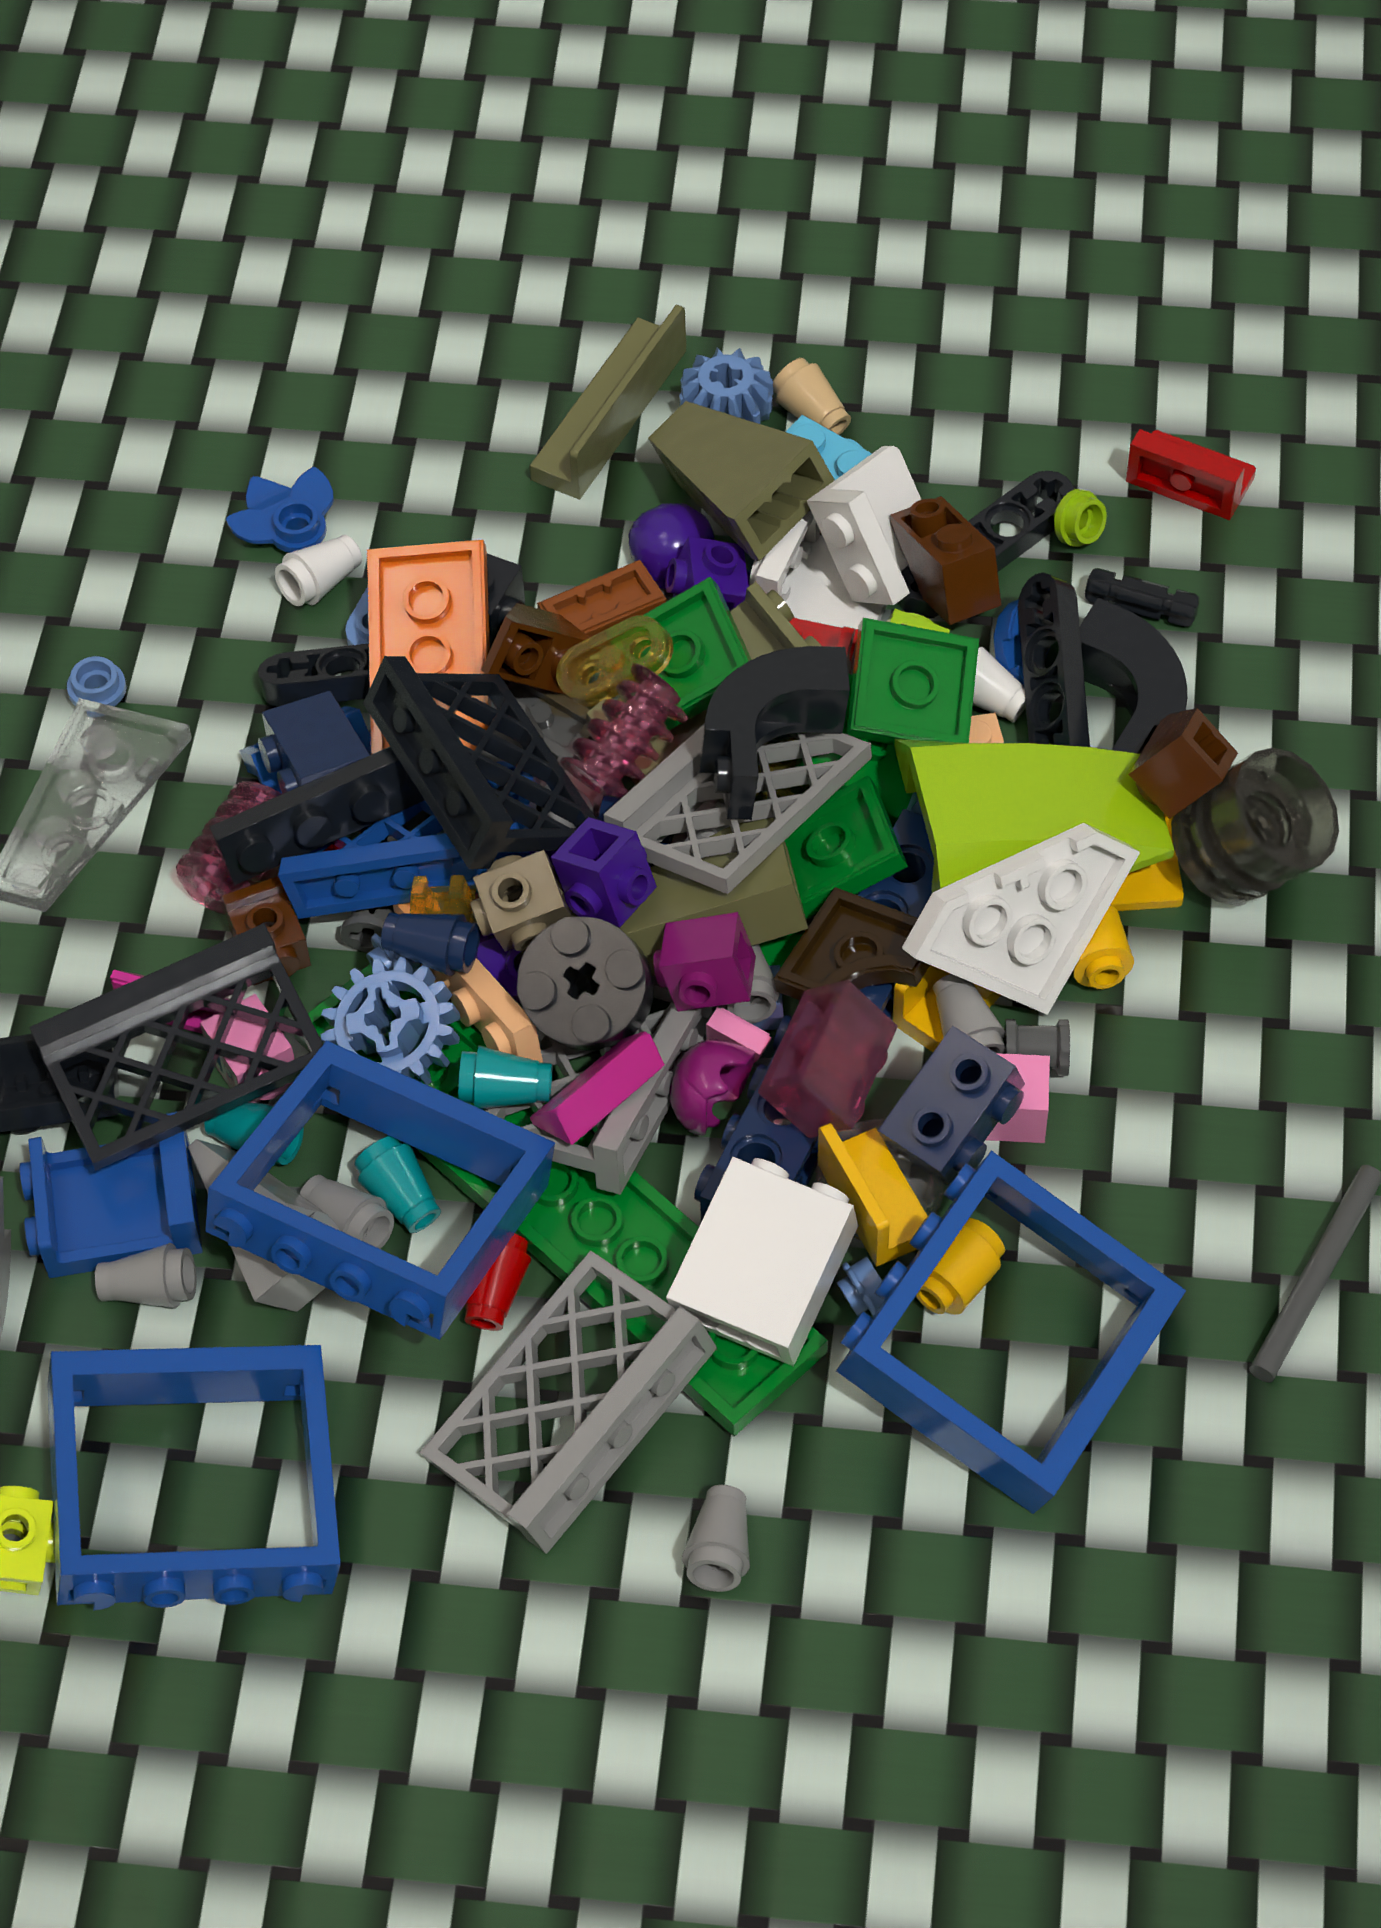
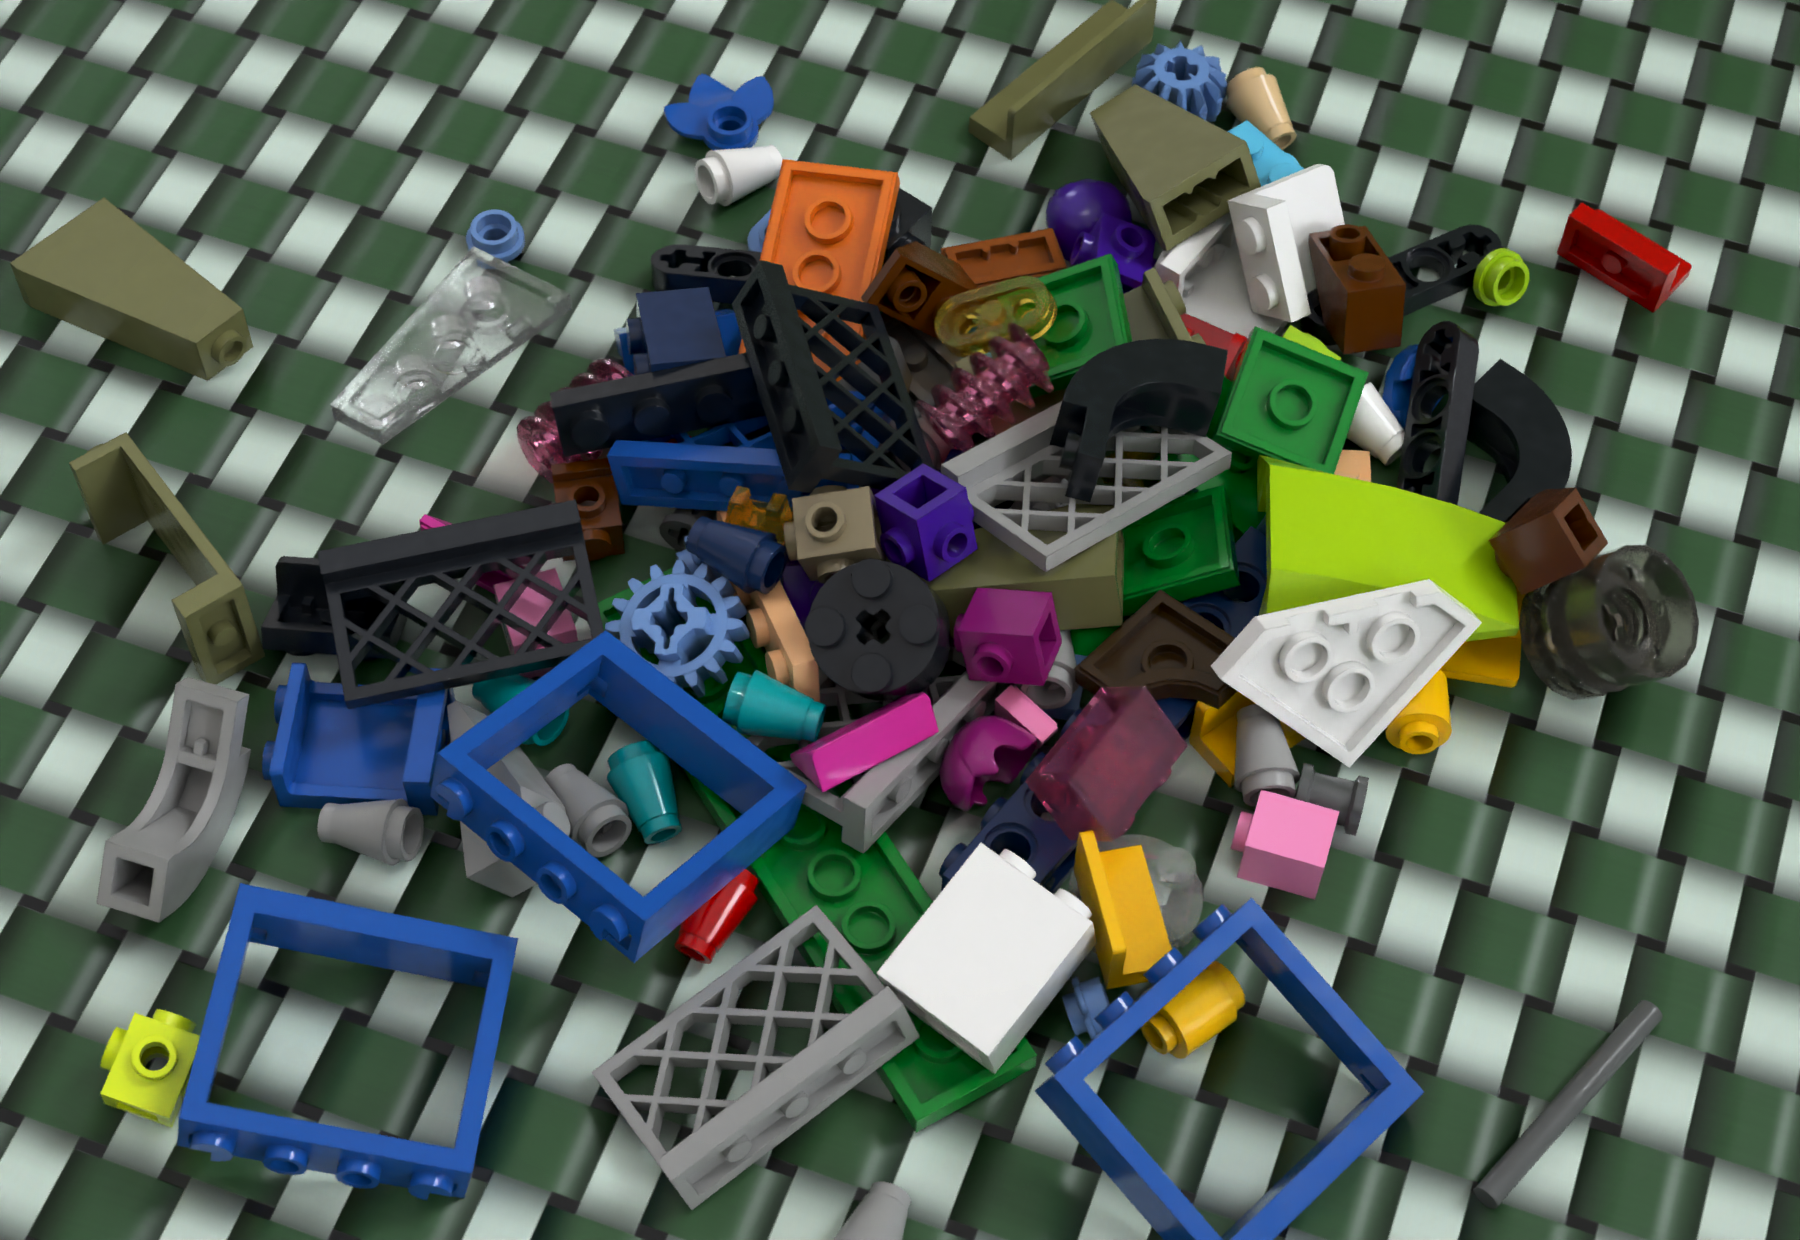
camera: 10 degrees right, 0 degrees up
(953, 1106) = (1225, 841): dark blue brick -> none
(1143, 597) = (1547, 369): black axle -> none

